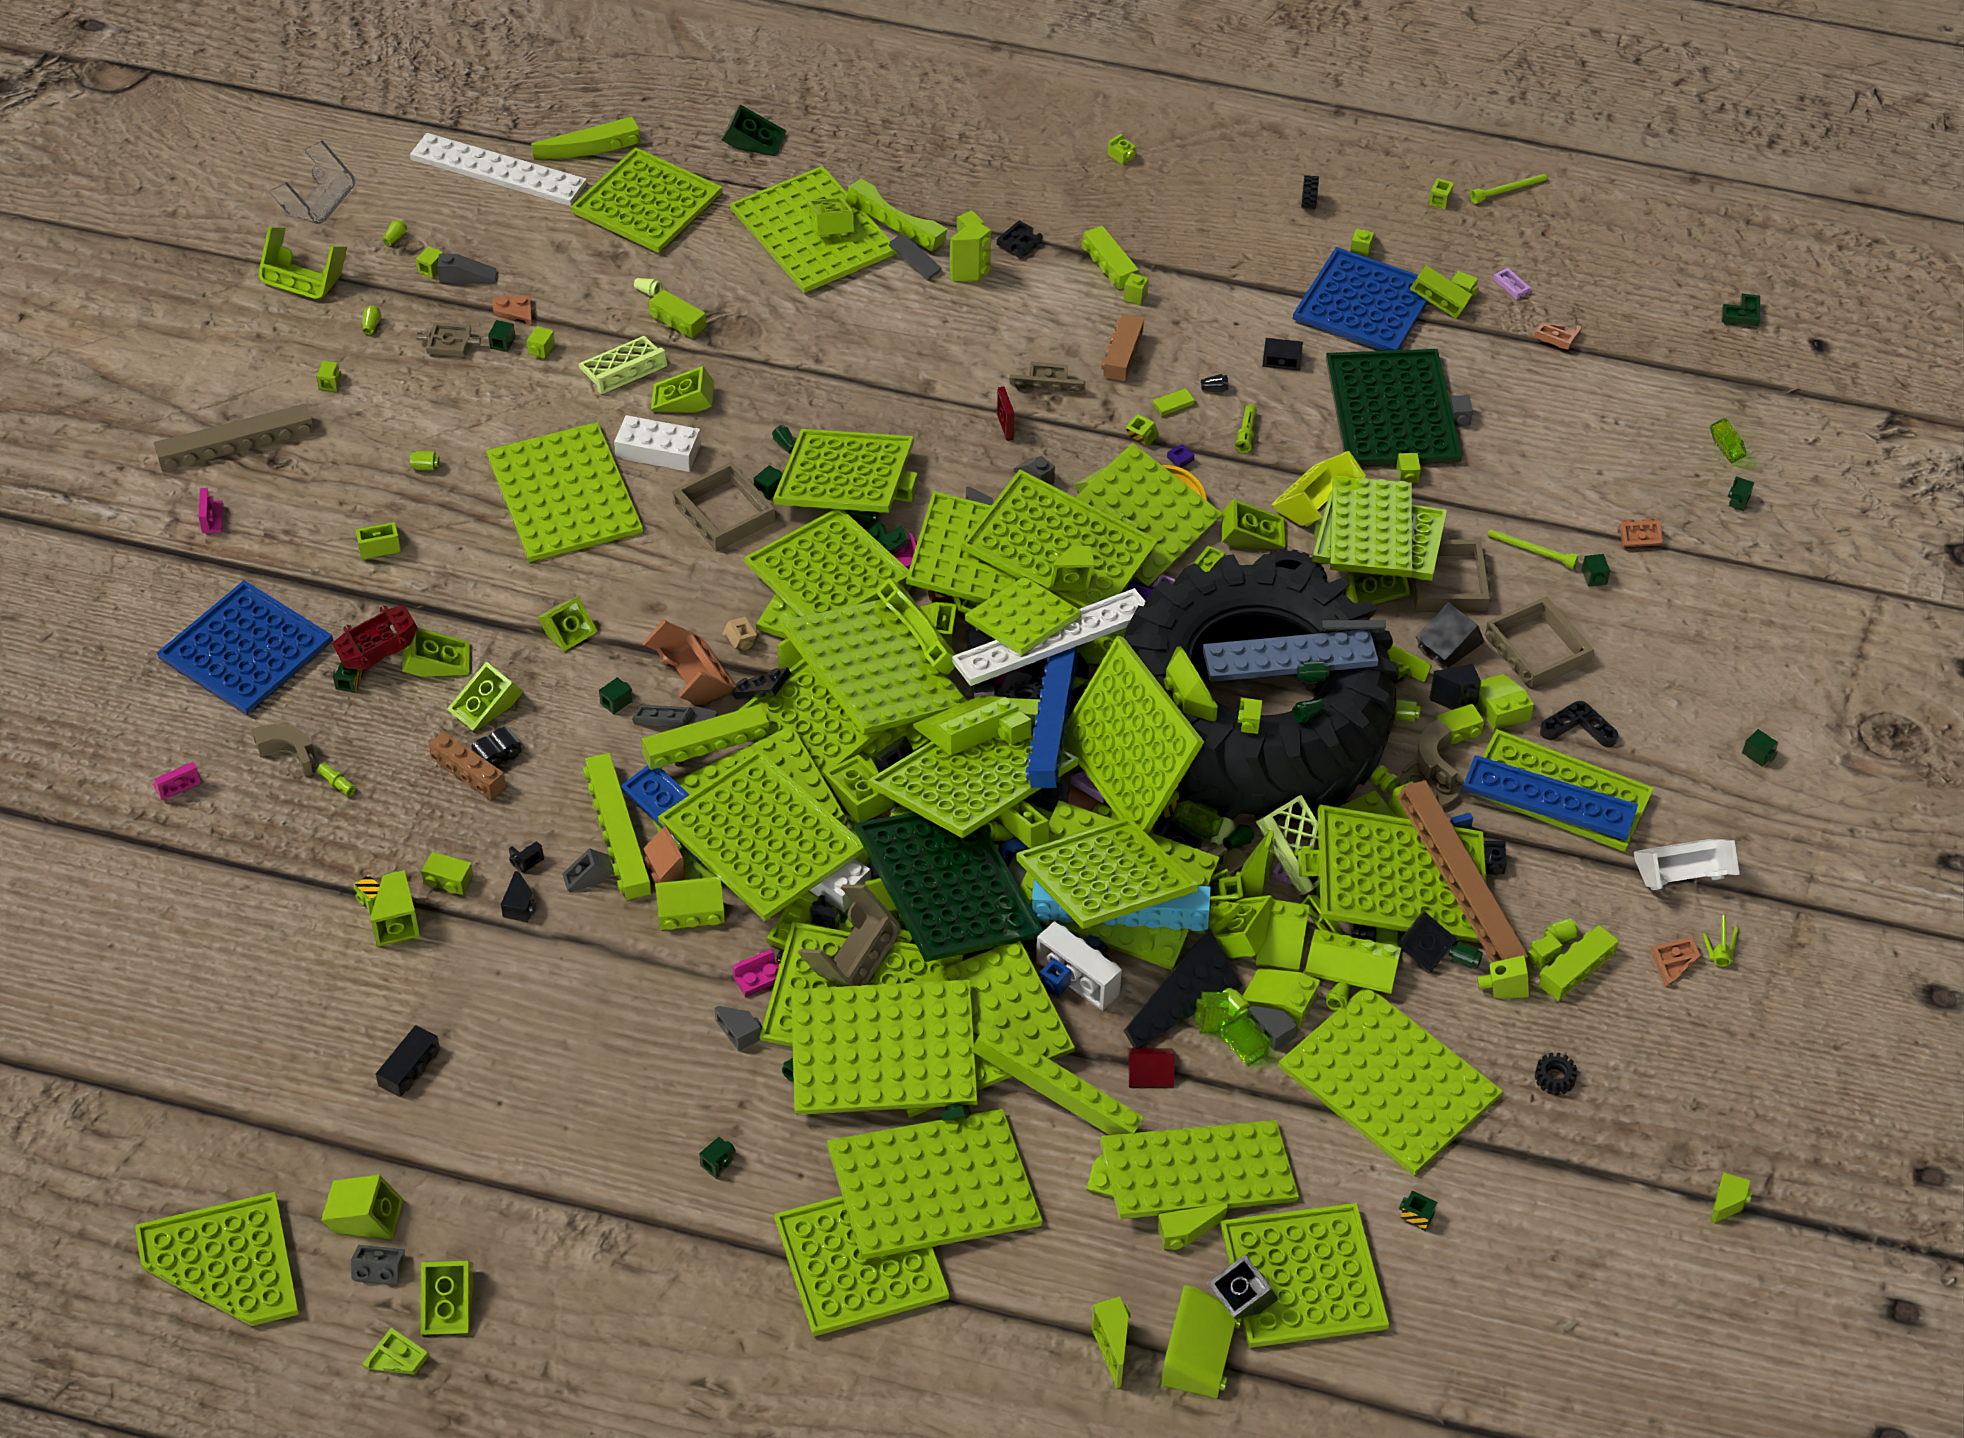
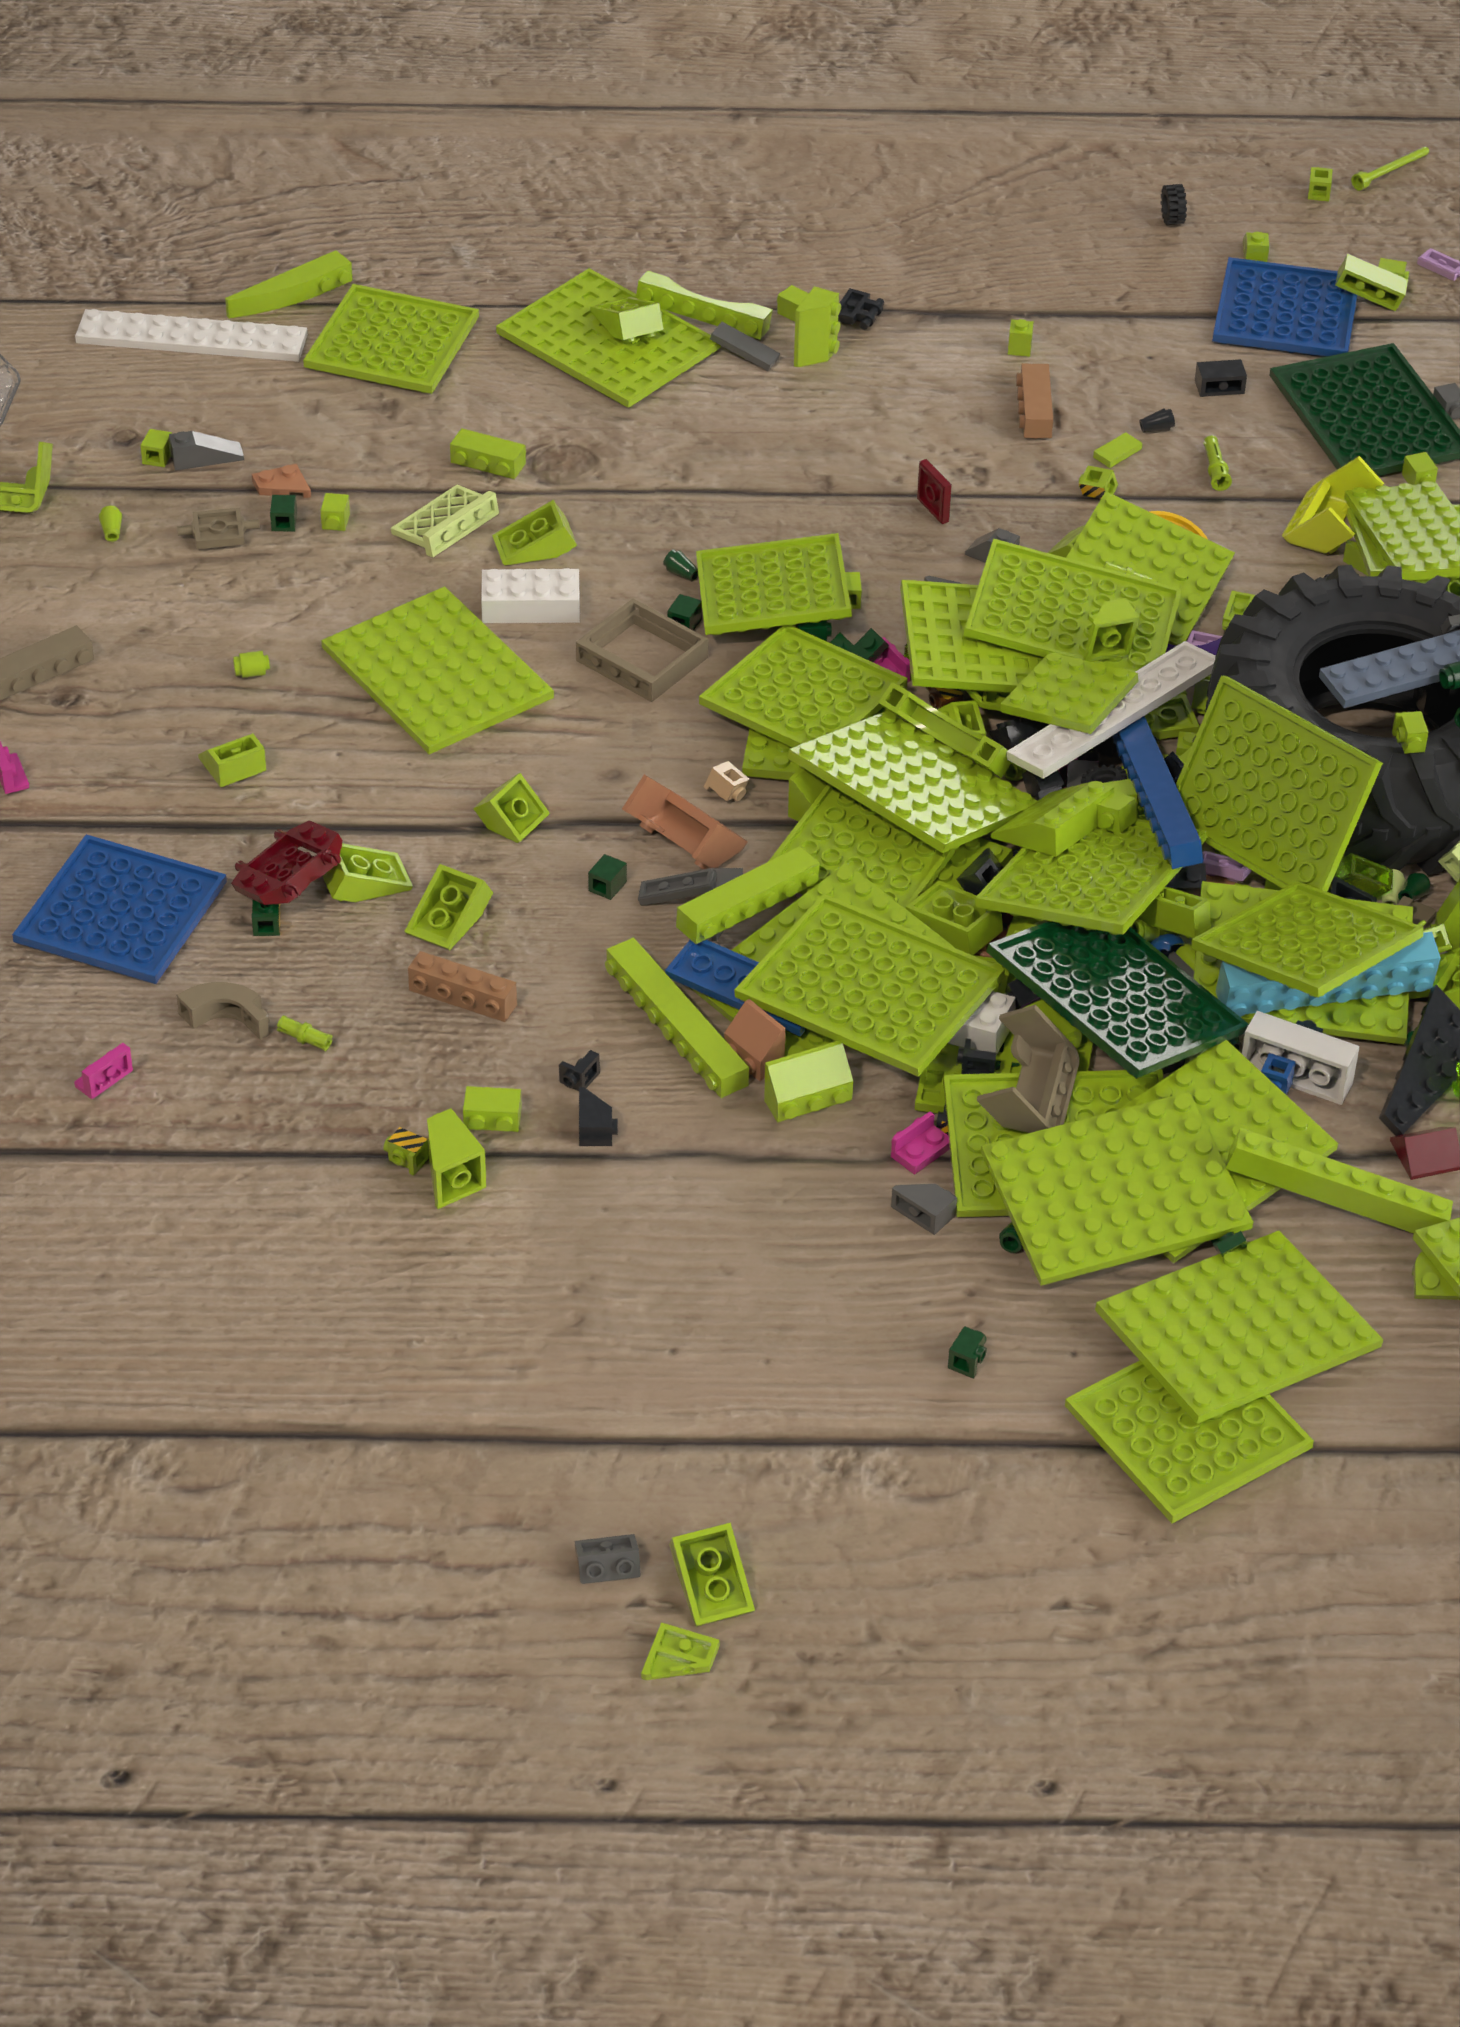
camera: 15 degrees left, 5 degrees down
(225, 1257) = (414, 1590): lime plate -> none
(328, 376) = (88, 593): lime brick -> none
(363, 1207) = (561, 1497): lime slope -> none
(395, 231) = (97, 421): lime cone -> none
(408, 1061) = (541, 1325): black brick -> none
(498, 746) = (492, 955): black brick -> none
(588, 870) = (664, 1072): dark grey slope -> none
(648, 286) = (438, 430): yellowish green cone -> none
(753, 133) = (487, 246): dark green slope -> none
(761, 684) = (788, 827): black wing -> none
(1047, 375) = (962, 446): dark tan bracket -> none
(1108, 256) = (973, 310): lime brick -> none
(1121, 149) = (933, 196): lime brick -> none
(1180, 456) = (1154, 502): dark purple plate -> none
(1188, 687) = (1330, 709): lime wedge -> none
(1252, 527) = (1269, 562): lime slope -> none

